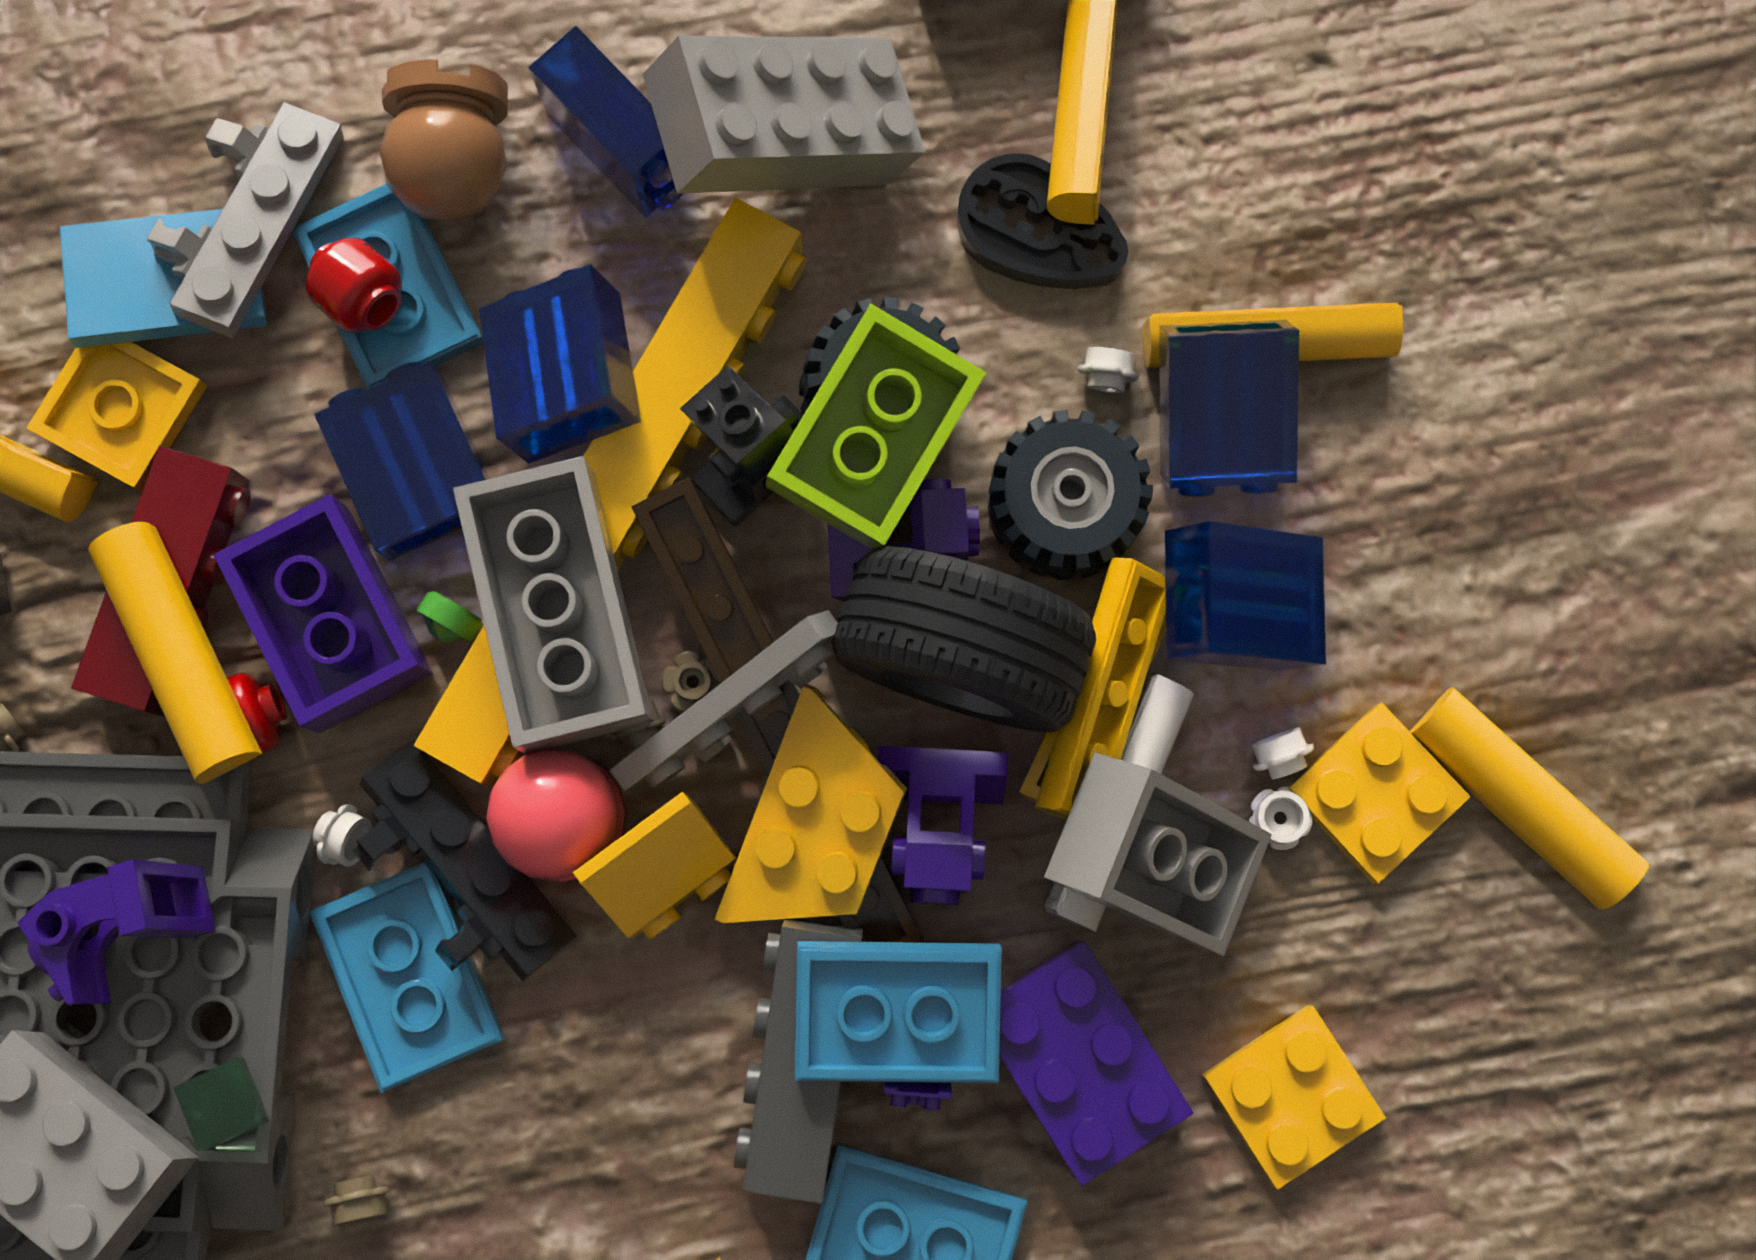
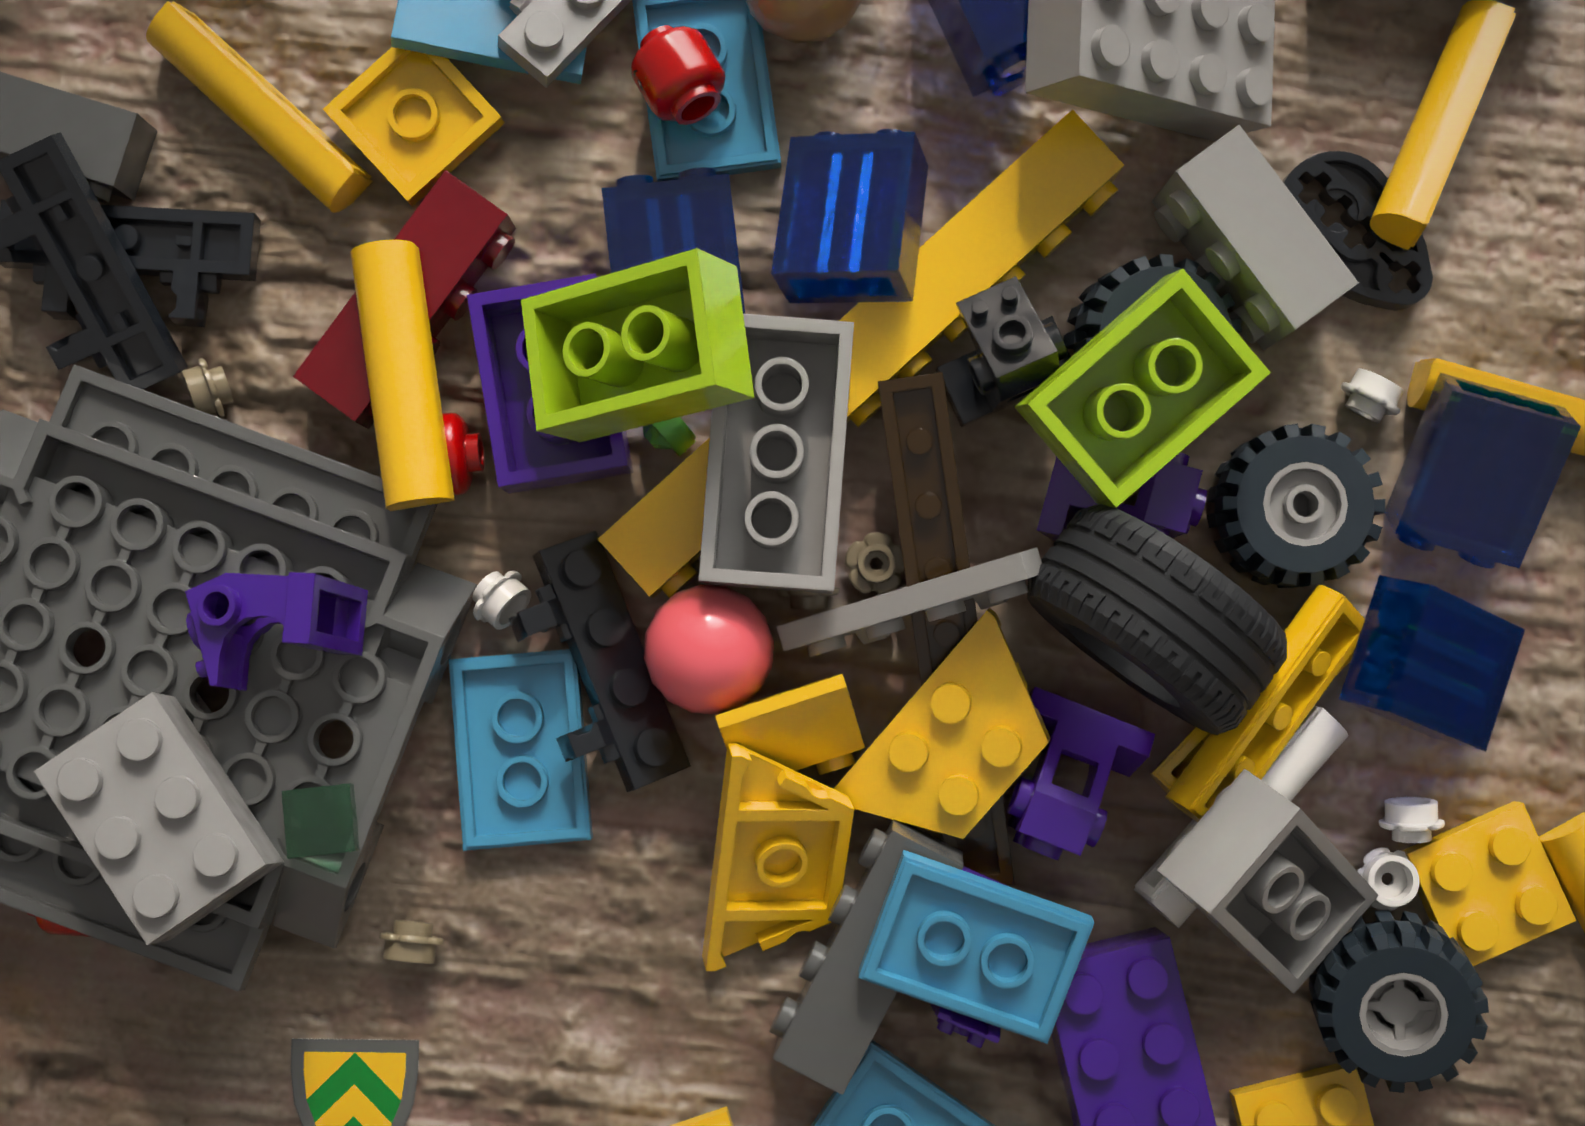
camera: 15 degrees right, 5 degrees up
(382, 545) = (637, 347): none -> lime brick
(681, 992) = (774, 855): none -> yellow wing
(941, 260) = (1252, 238): none -> light grey brick
(1324, 929) = (1399, 1002): none -> black wheel

